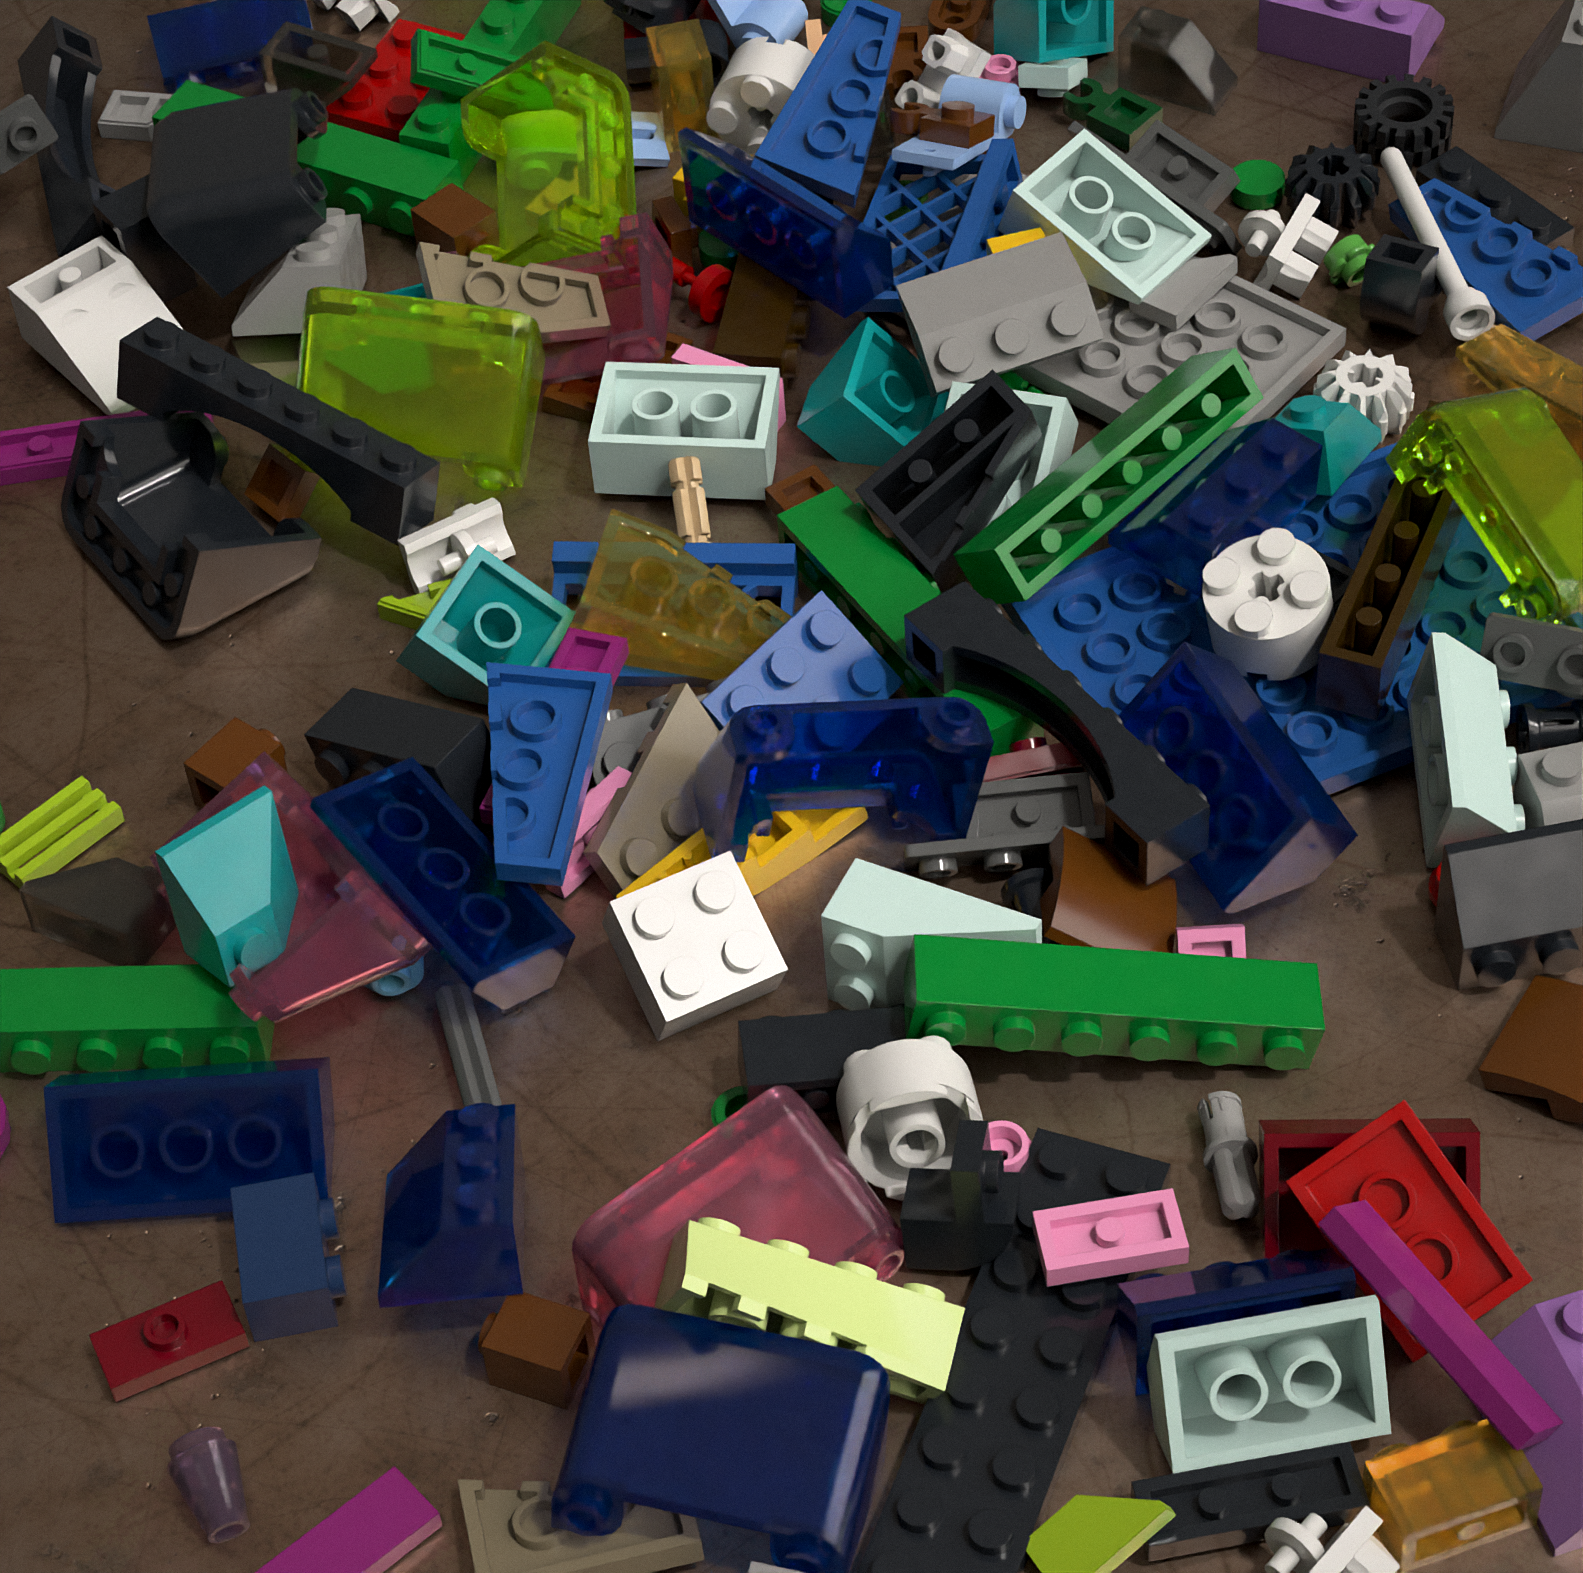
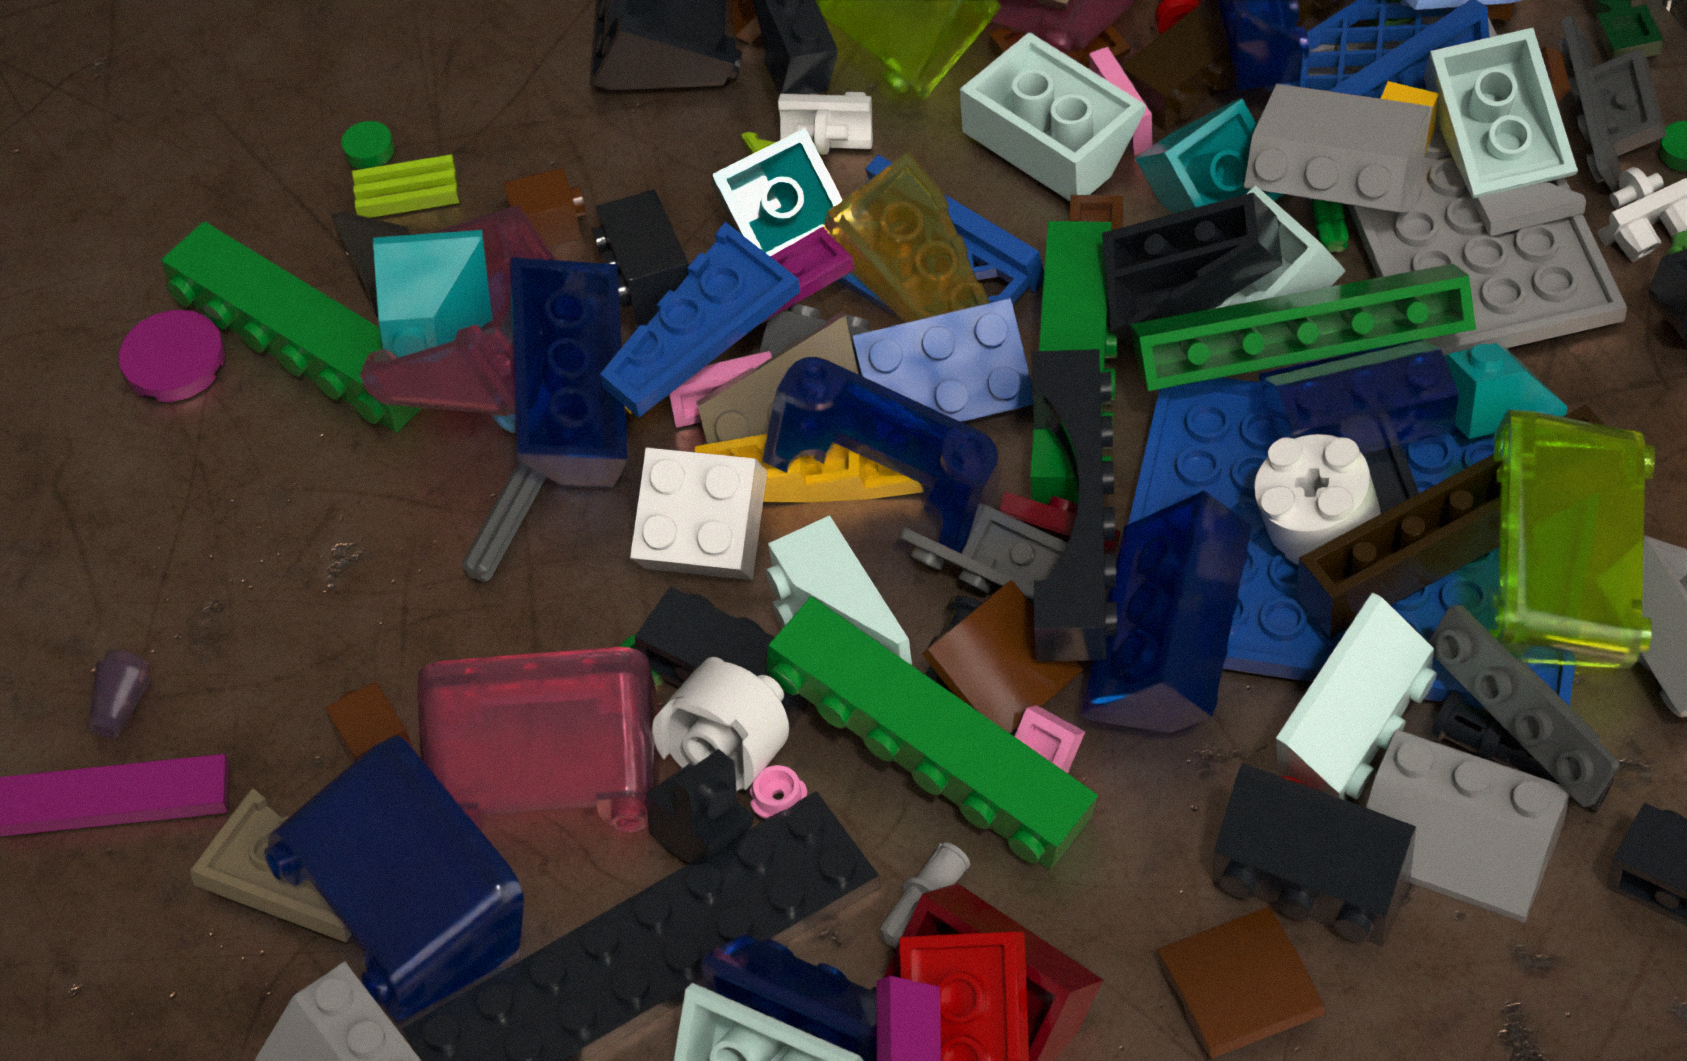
camera: 40 degrees right, 5 degrees up
(169, 1340) = (178, 582): dark red plate -> none
(185, 1136) = (298, 453): clear blue slope -> none
(285, 1256) = (281, 570): dark blue brick -> none
(456, 1212) = (397, 610): clear blue slope -> none
(689, 499) = (1002, 179): tan axle -> none
(786, 1293) = (523, 815): yellowish green wedge -> none
(1110, 1237) = (770, 899): bright pink plate -> none
(1371, 386) = (1588, 370): white gear -> none

